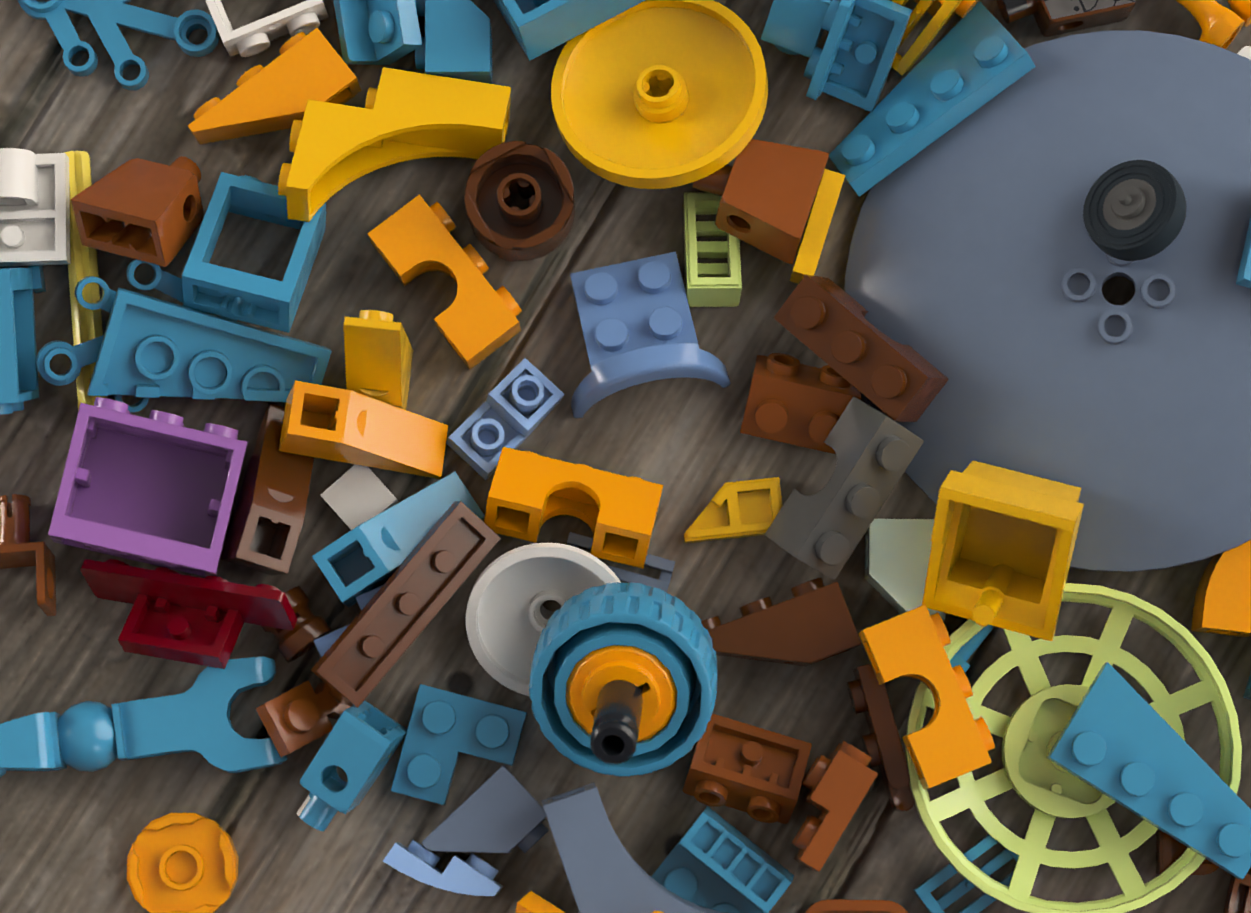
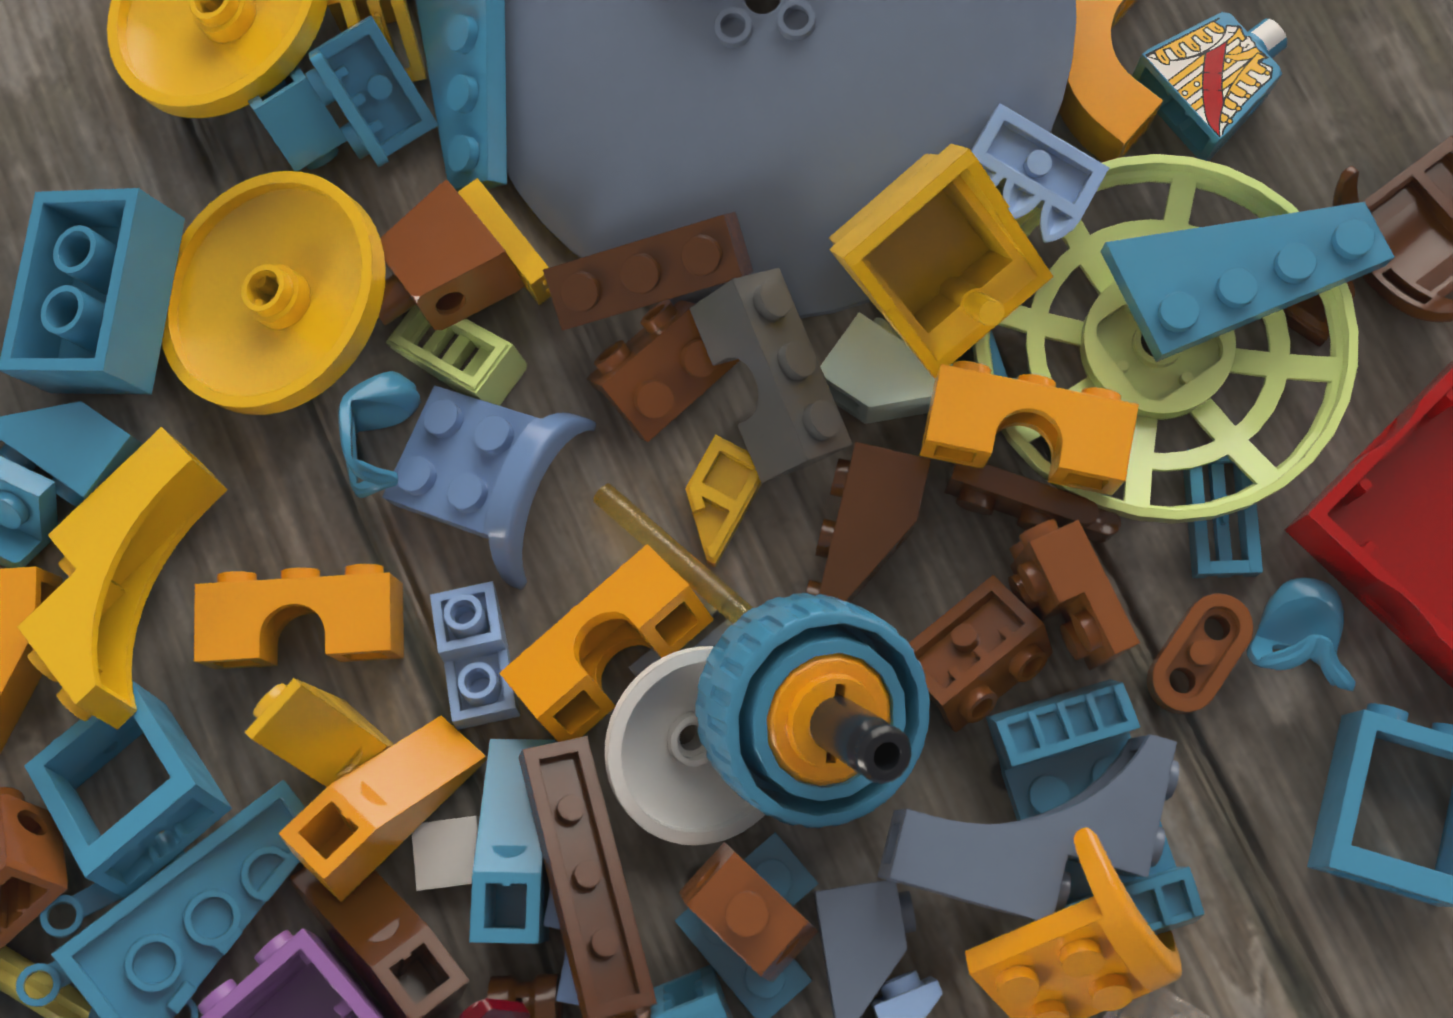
camera: 50 degrees left, 5 degrees down
(457, 729) = (747, 913): none -> dark orange torso
(533, 174) = (258, 464): reddish brown brick -> none
(634, 223) = (372, 406): none -> dark azure piece
(670, 506) = (674, 554): none -> clear yellow bar
(1124, 575) = (1038, 171): none -> light blue plate

